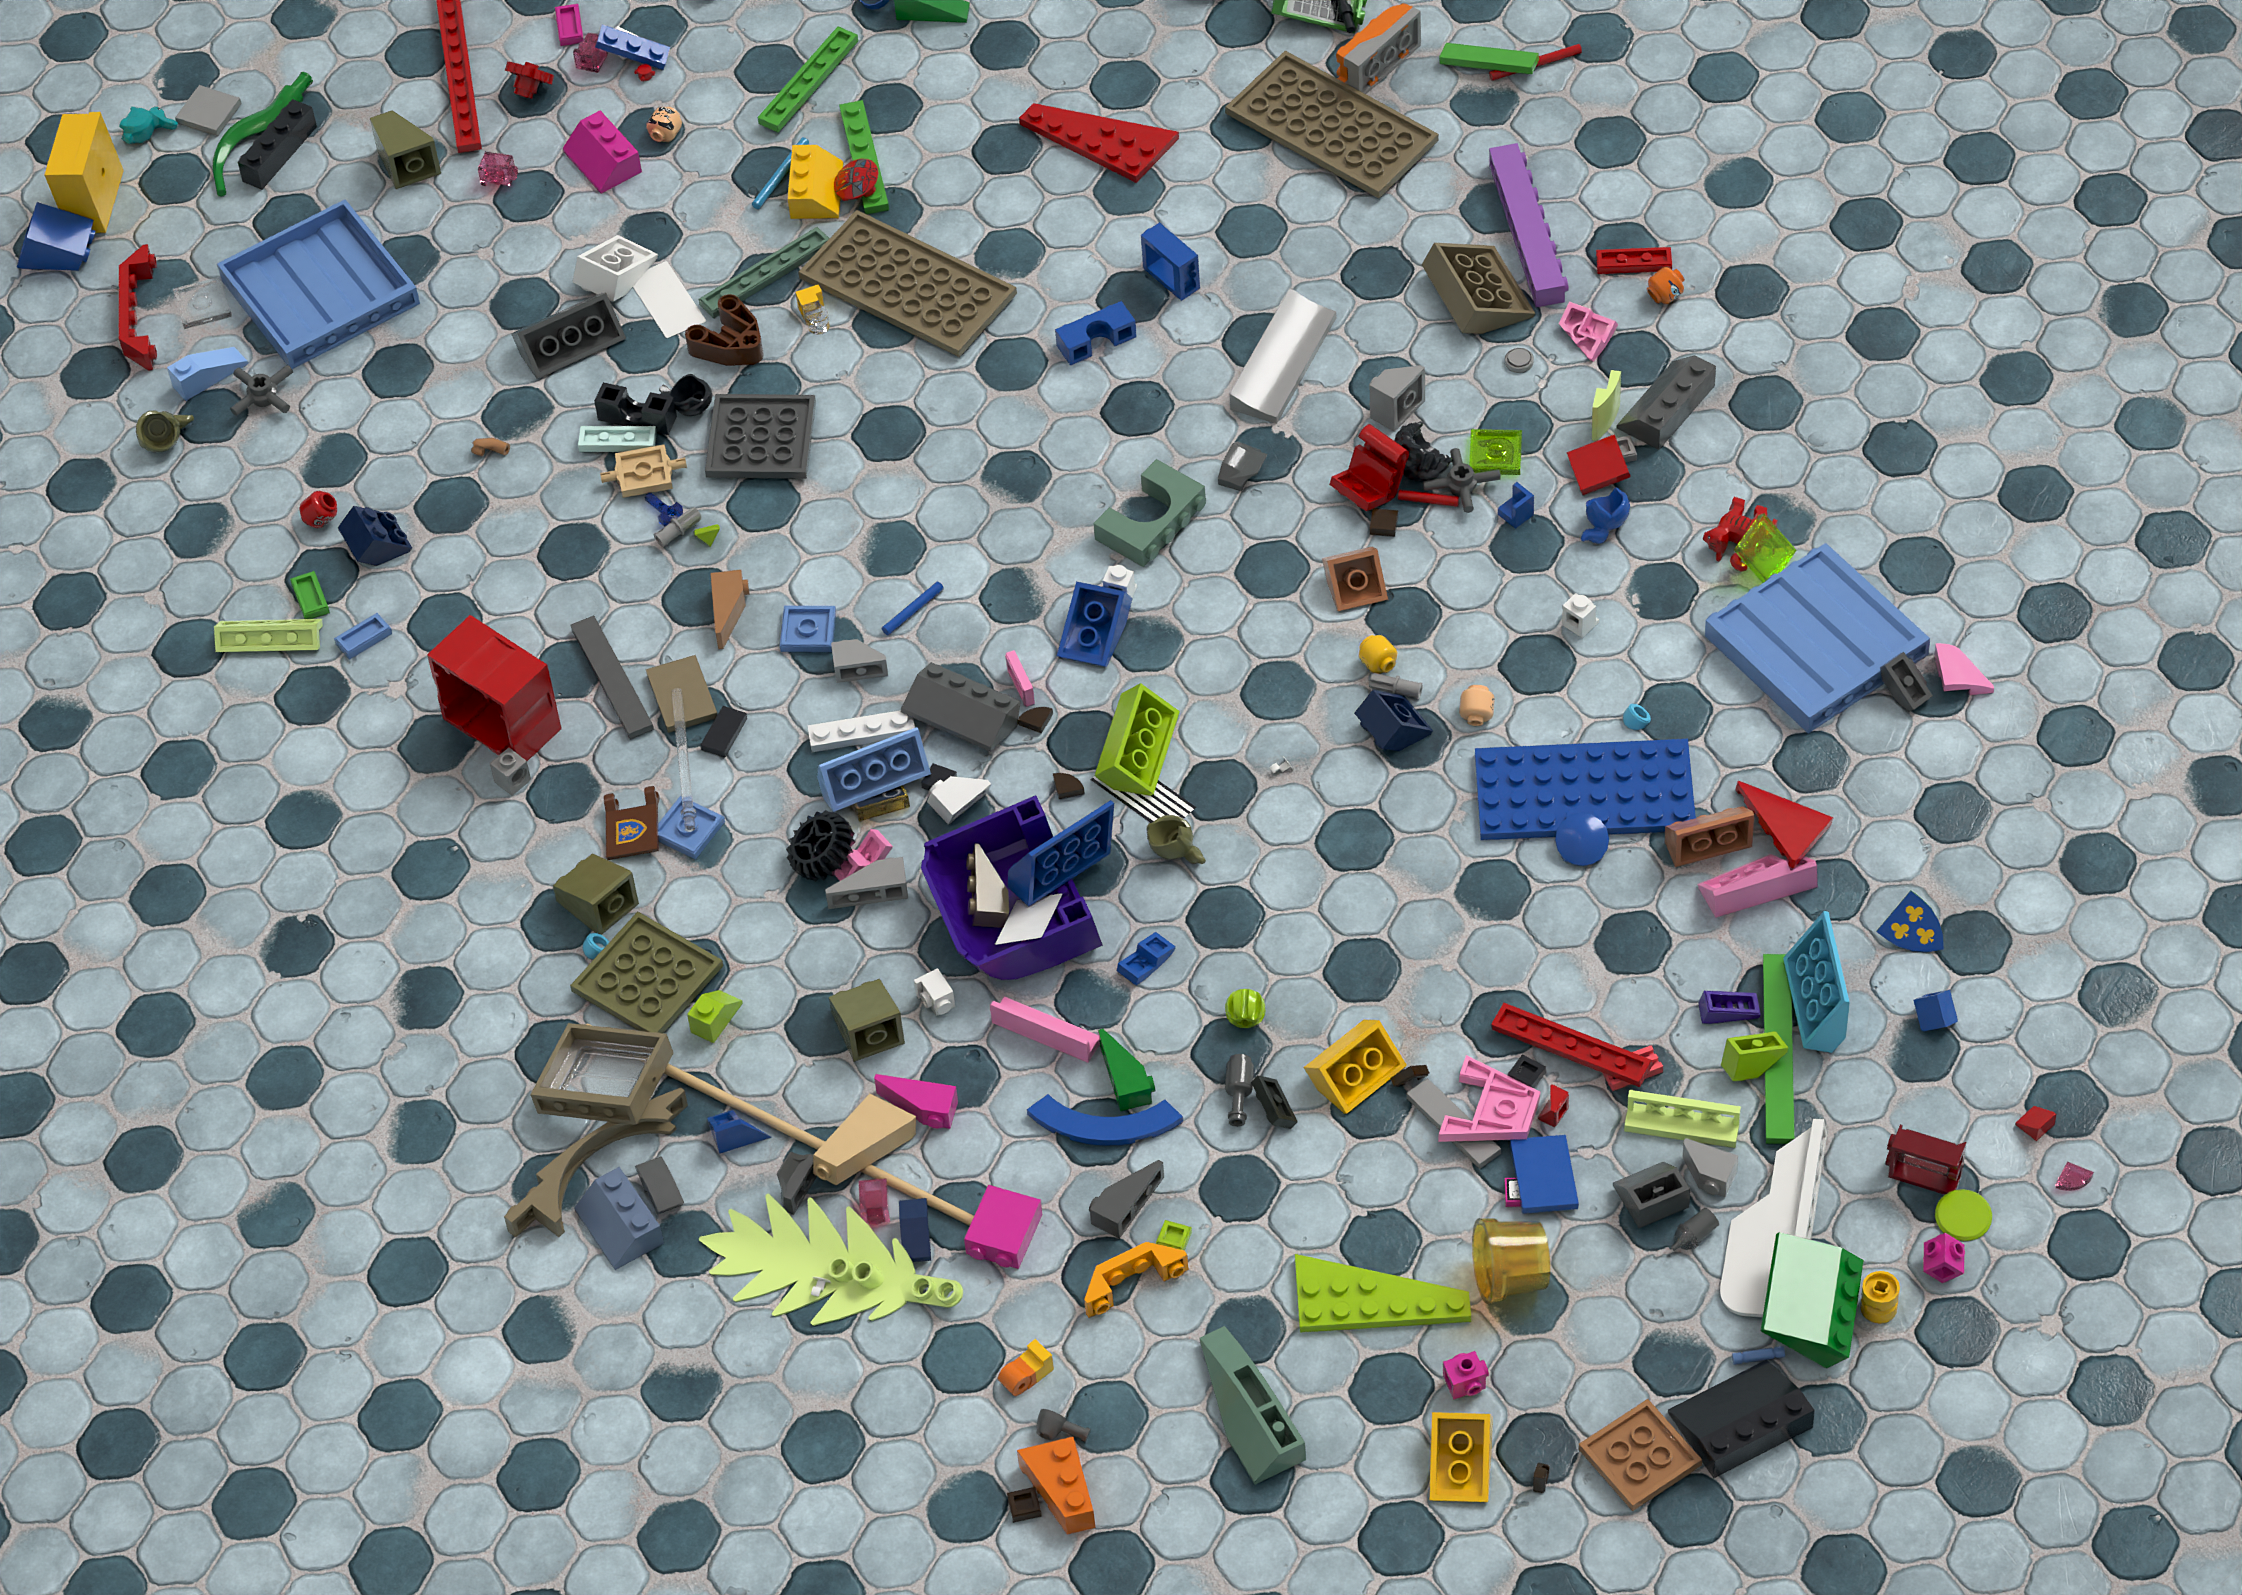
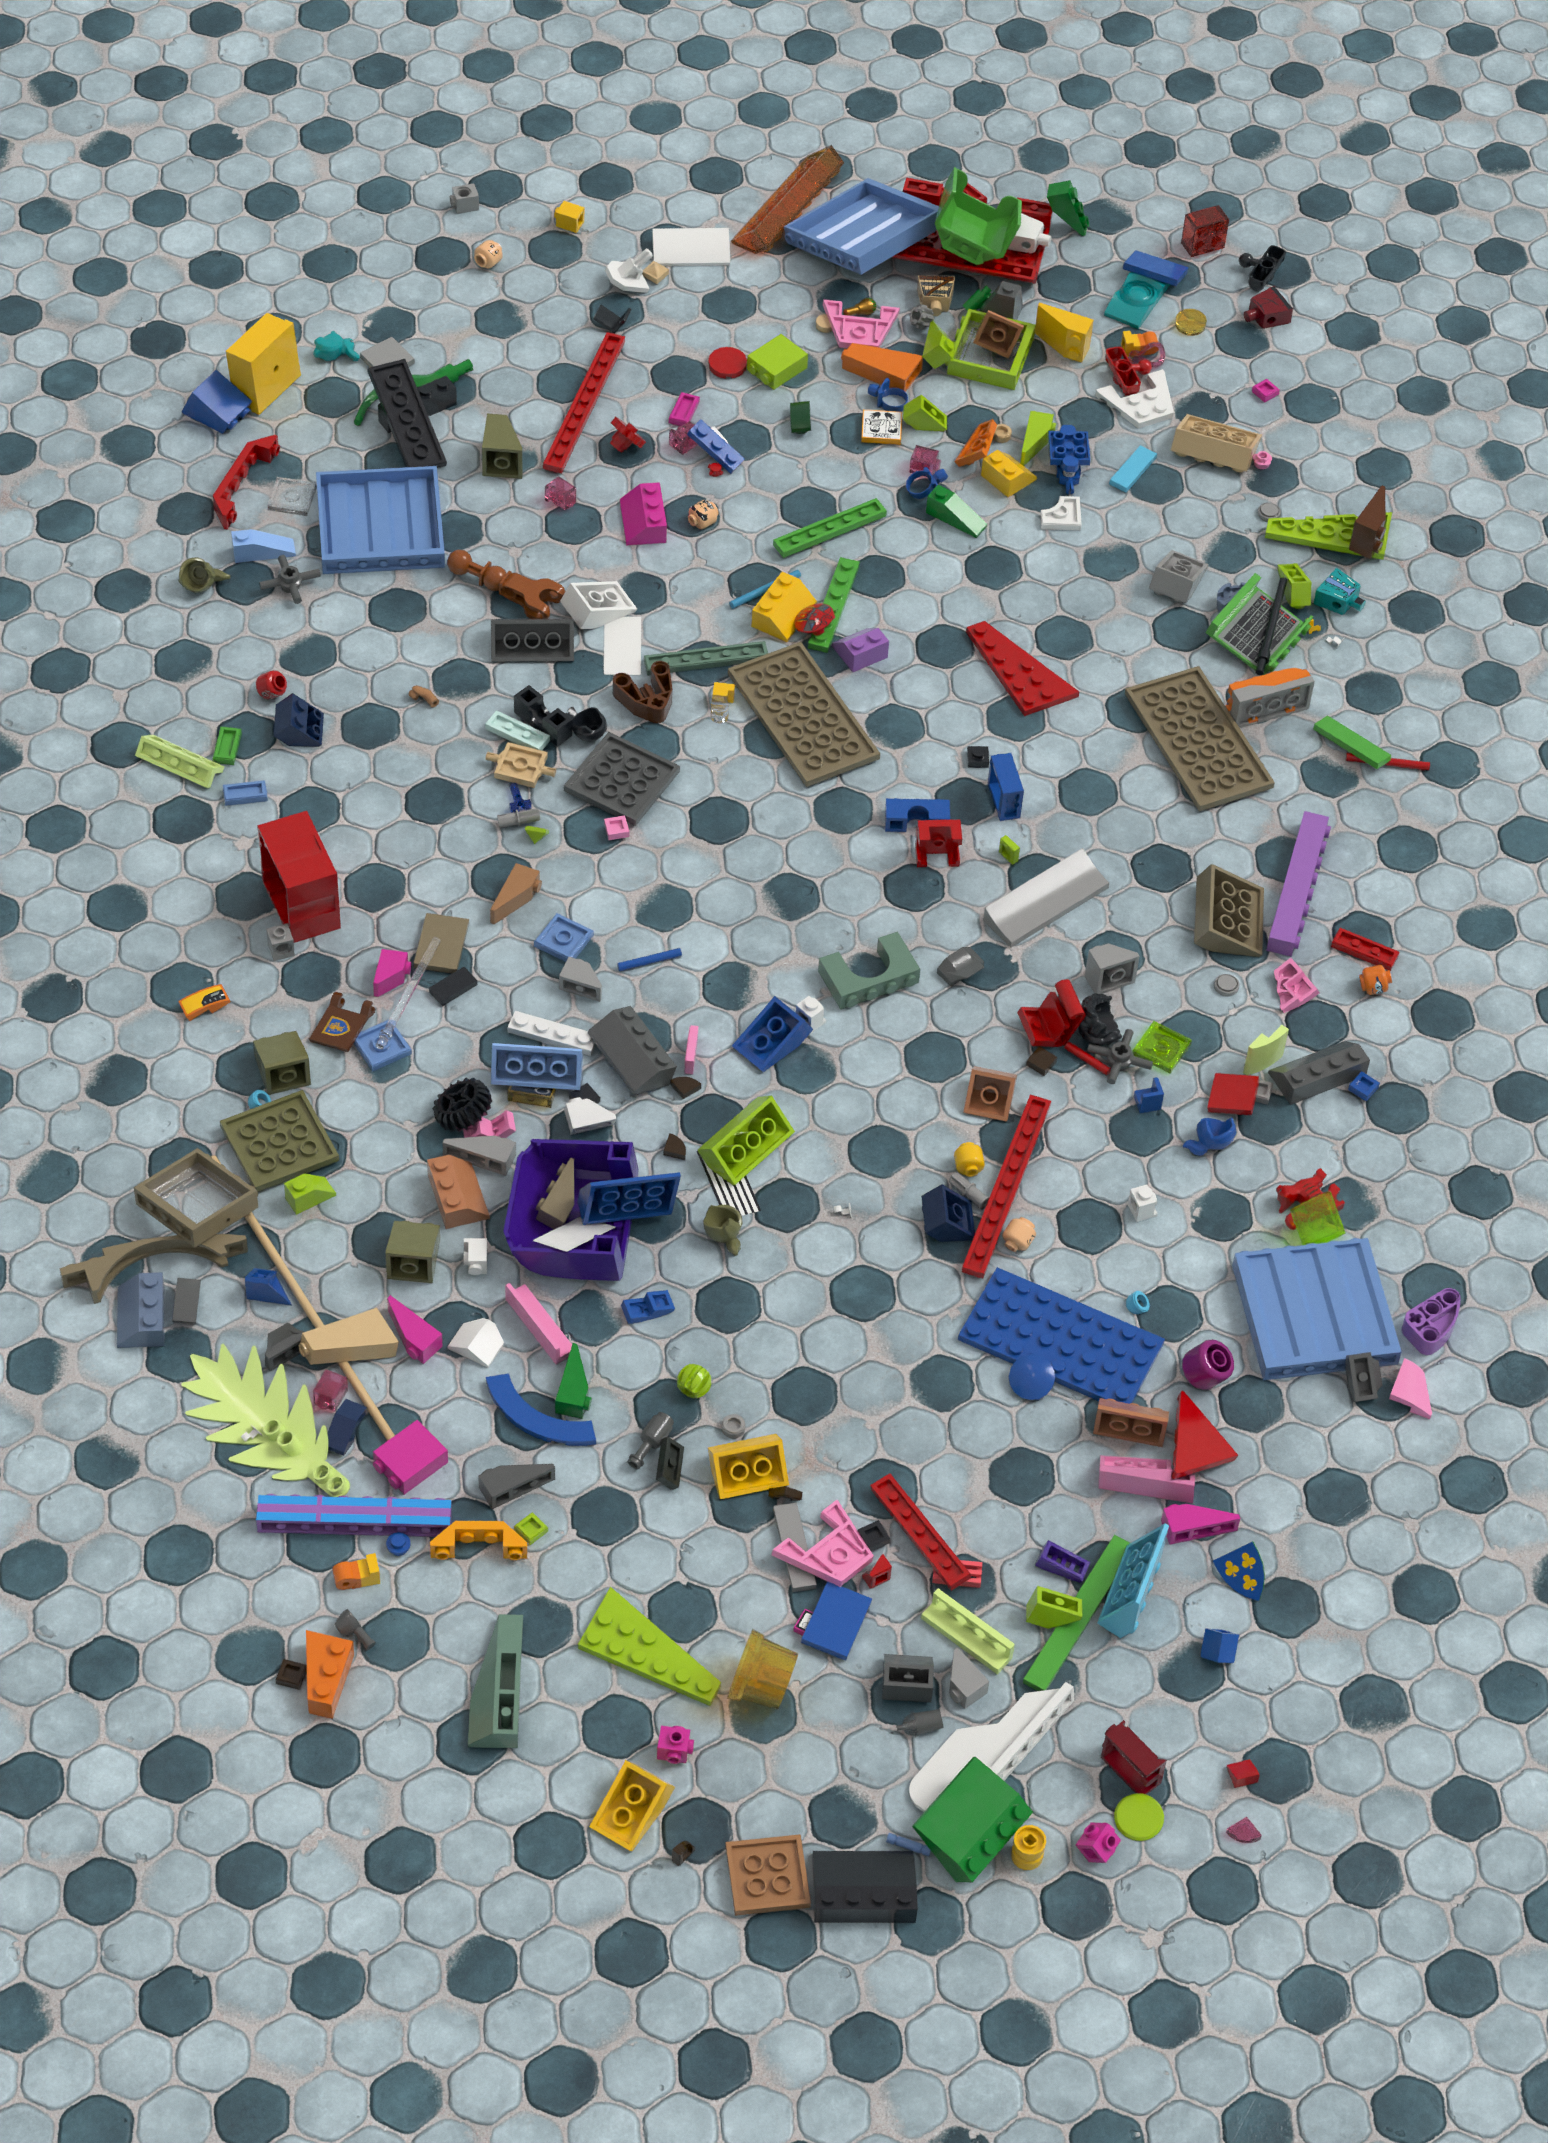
camera: 20 degrees right, 0 degrees up
(278, 159) = (406, 415): none -> black tile
(467, 870) = (206, 999): none -> slope
(511, 289) = (513, 586): none -> dark orange piece
(612, 677) = (400, 902): dark grey tile -> none
(648, 745) = (390, 971): none -> dark pink slope
(789, 489) = (616, 827): none -> bright pink plate
(869, 938) = (456, 1191): none -> nougat slope
(924, 187) = (862, 648): none -> medium lavender slope
(983, 1314) = (352, 1515): none -> brick
(992, 1078) = (478, 1341): none -> white slope
(1048, 1319) = (398, 1543): none -> blue plate
(1117, 245) = (978, 756): none -> black plate
(1136, 344) = (938, 838): none -> red panel
(1213, 324) = (1009, 849): none -> lime tile
(1312, 1034) = (733, 1426): none -> light grey tile
(1432, 664) = (1006, 1187): none -> red plate
(1721, 396) = (1363, 1086): none -> blue plate
(1749, 742) = (1208, 1364): none -> magenta head
(1838, 899) = (1196, 1522): none -> dark pink slope
(1938, 595) = (1437, 1327): none -> medium lavender beam

